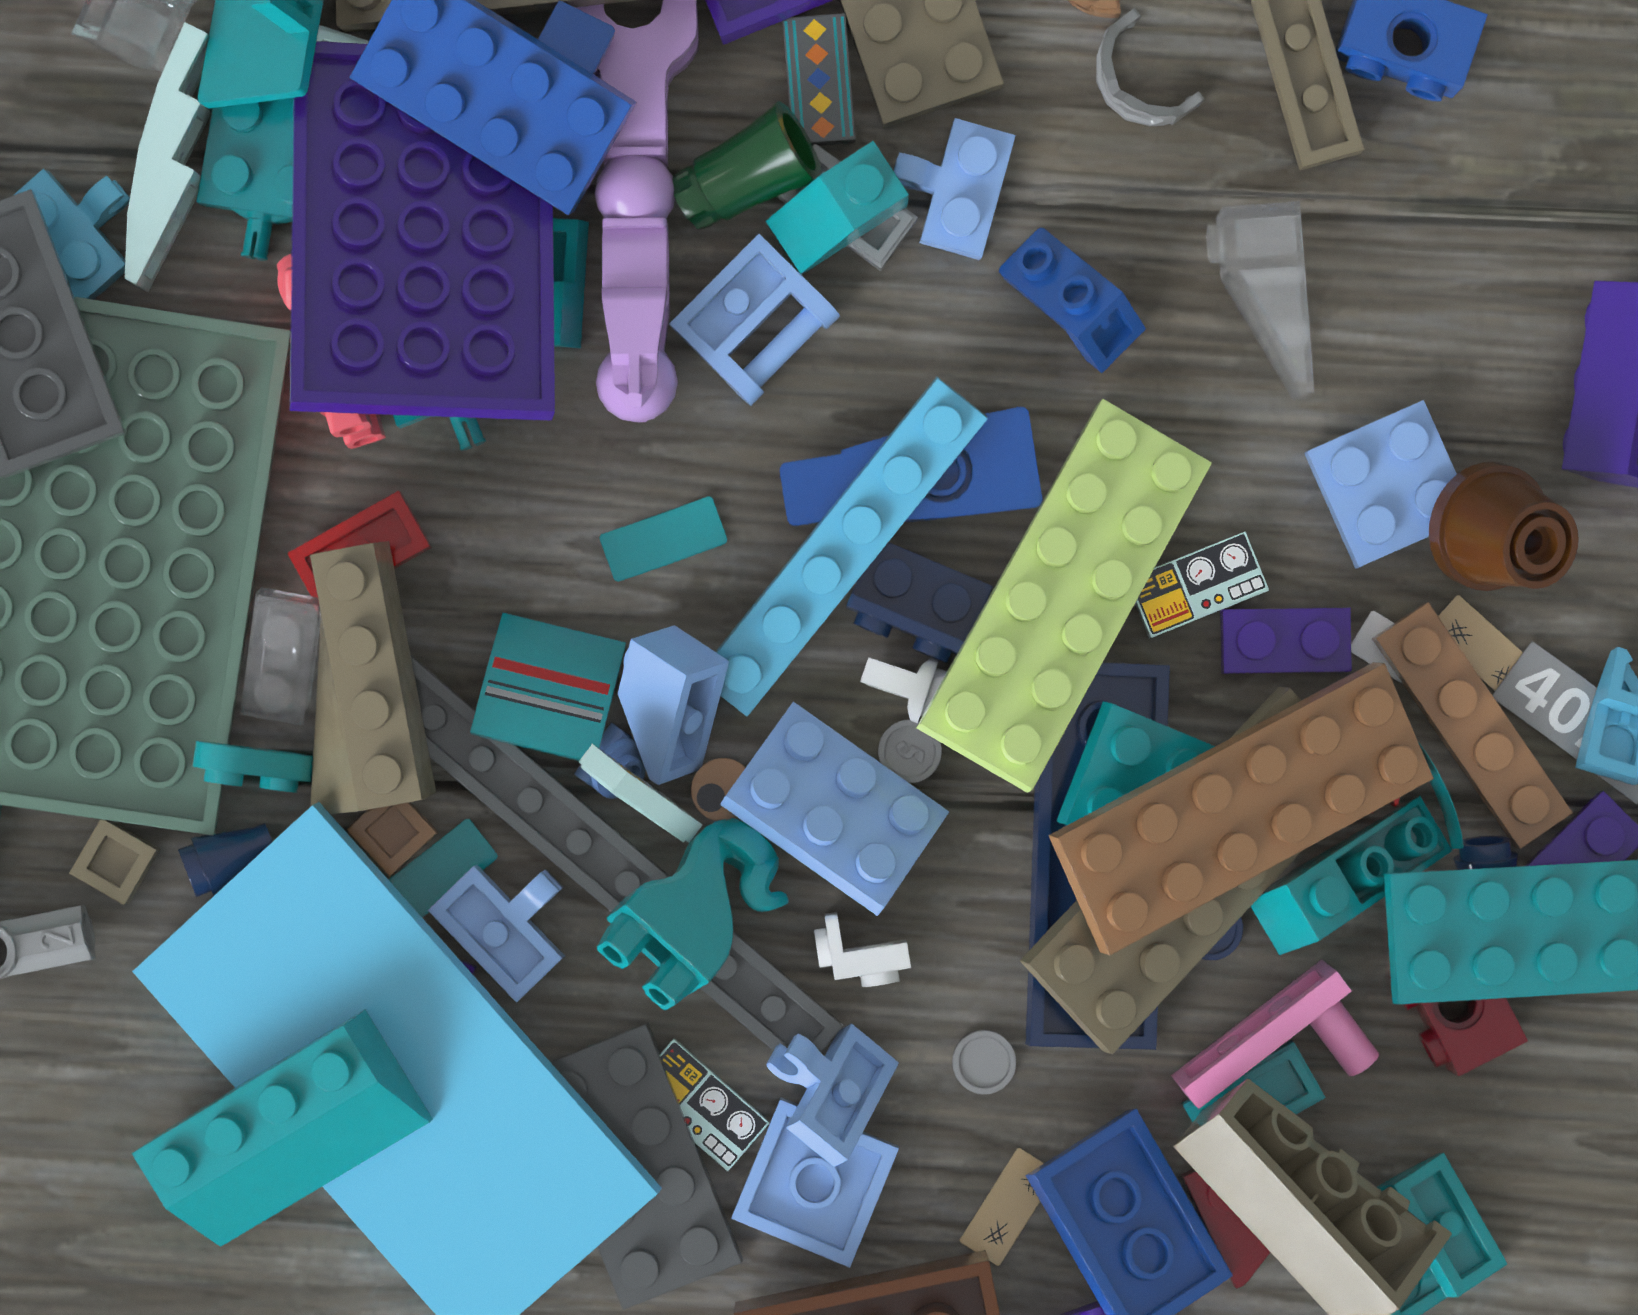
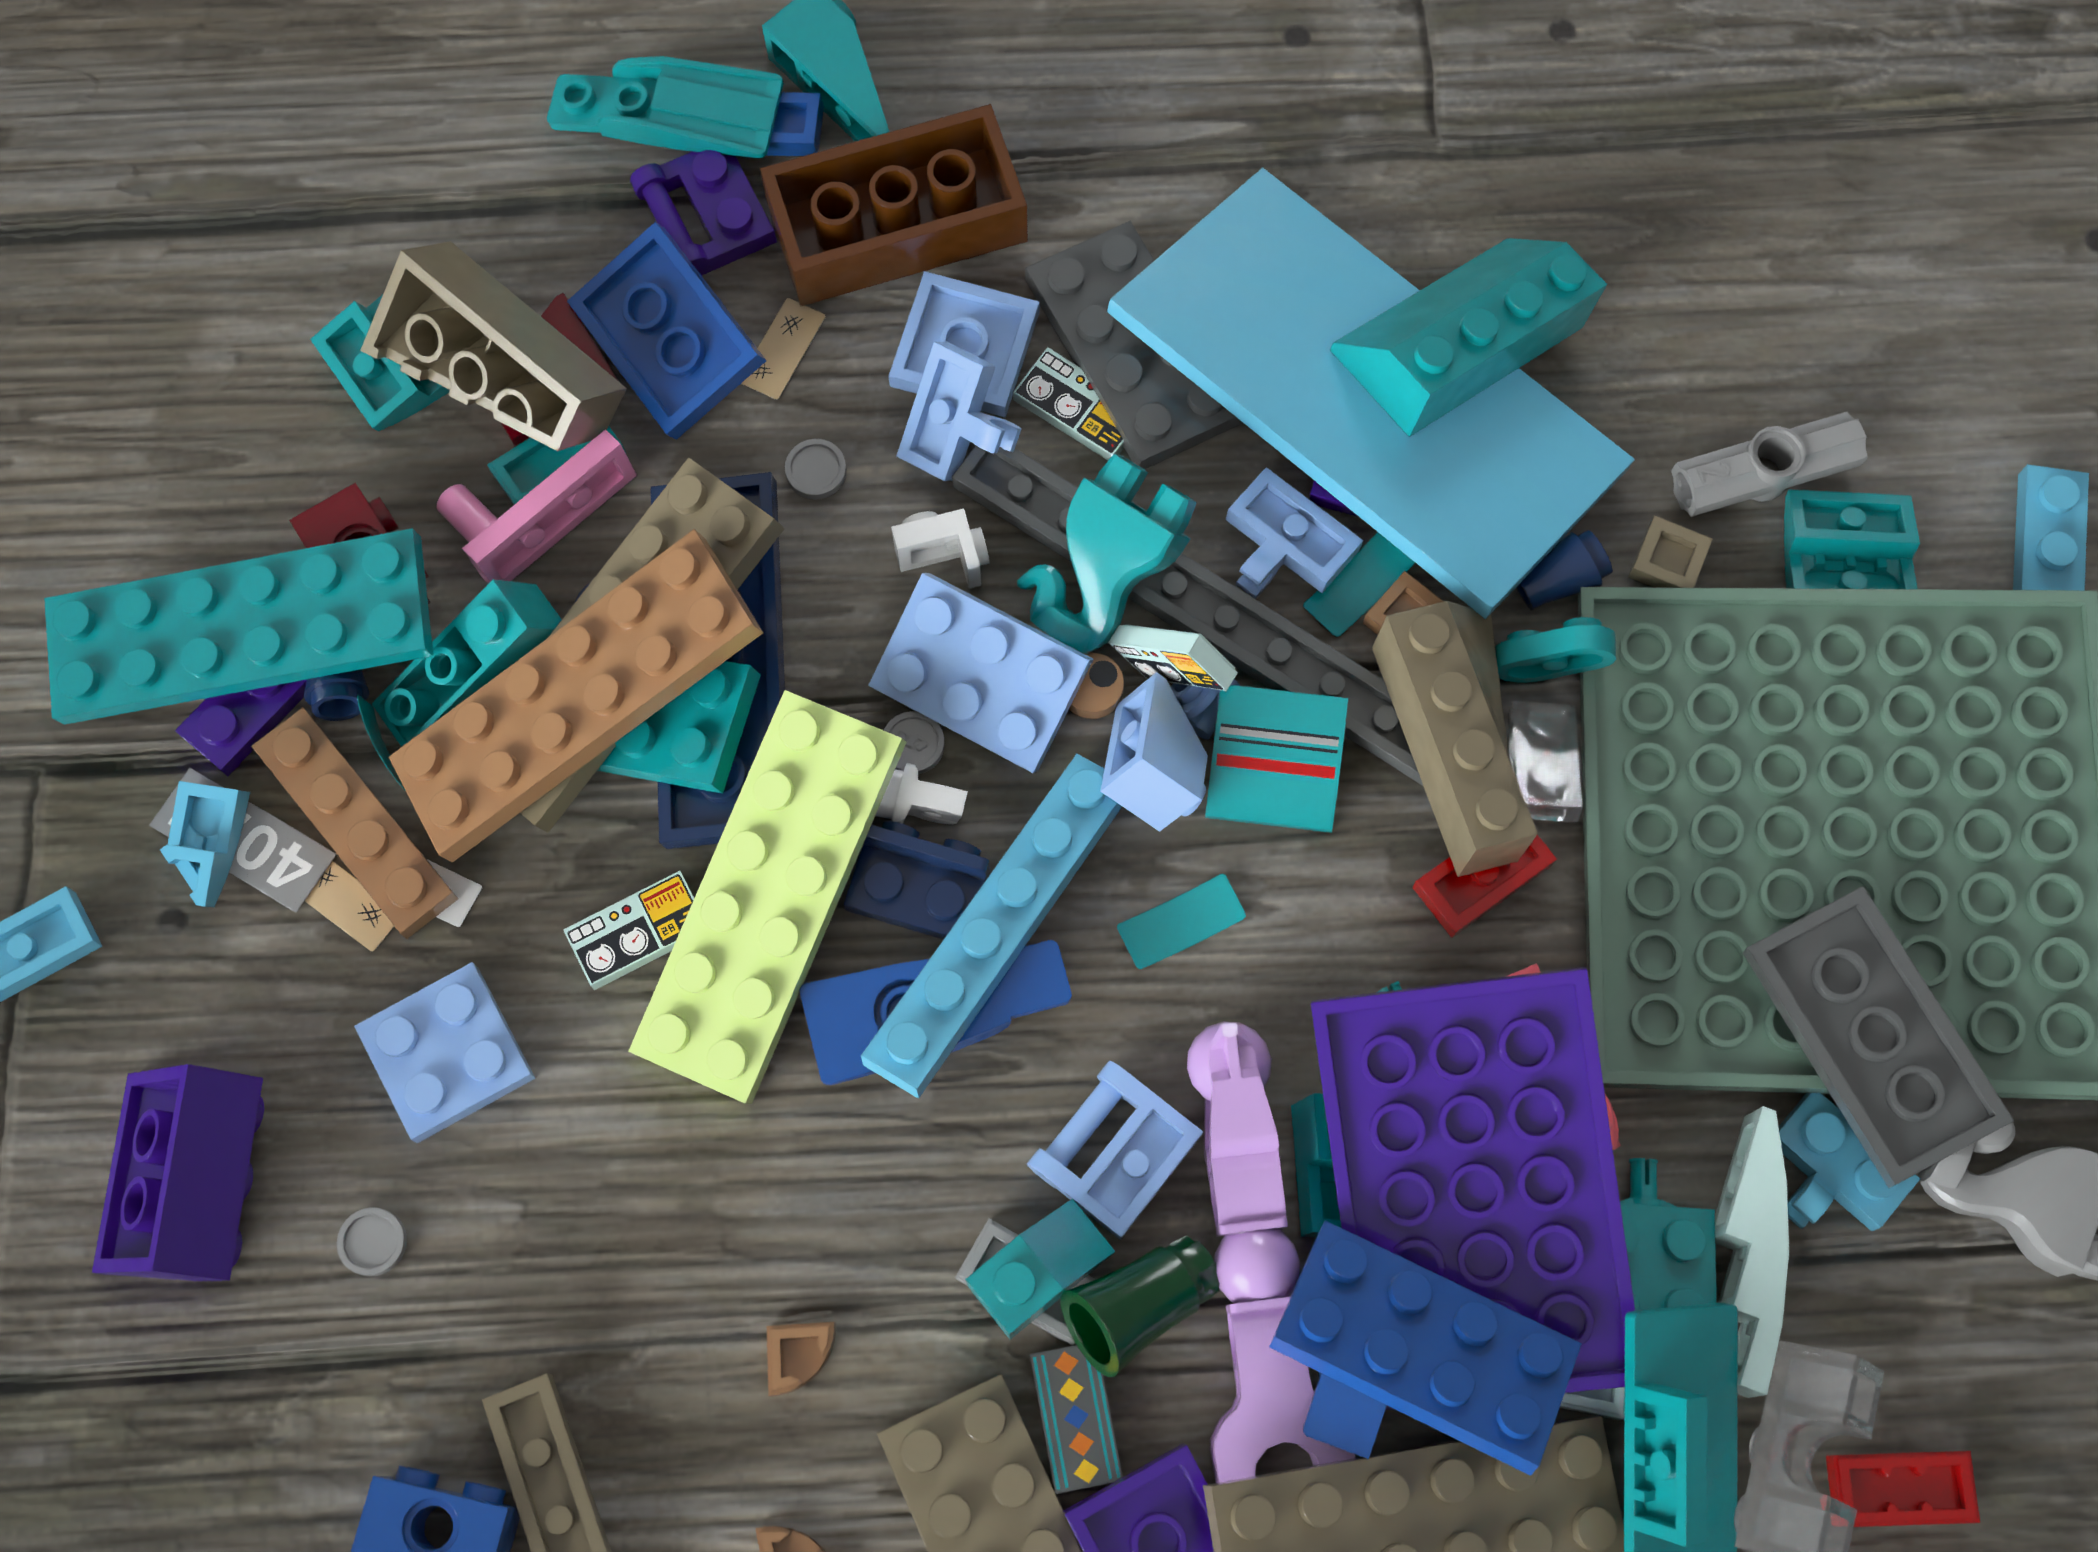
camera: 170 degrees right, 15 degrees down
(961, 188) = (911, 1314): light blue plate -> none
(1071, 165) = (797, 1354): none -> medium nougat tile
(1074, 297) = (787, 1208): blue bracket -> none
(1124, 103) = (764, 1448): light grey helmet -> none
(1266, 278) = (581, 1255): clear slope -> none
(1285, 640) = (544, 885): dark purple plate -> none
(1464, 312) = (371, 1241): none -> light grey piece
(1500, 530) = (320, 1001): reddish brown piece -> none

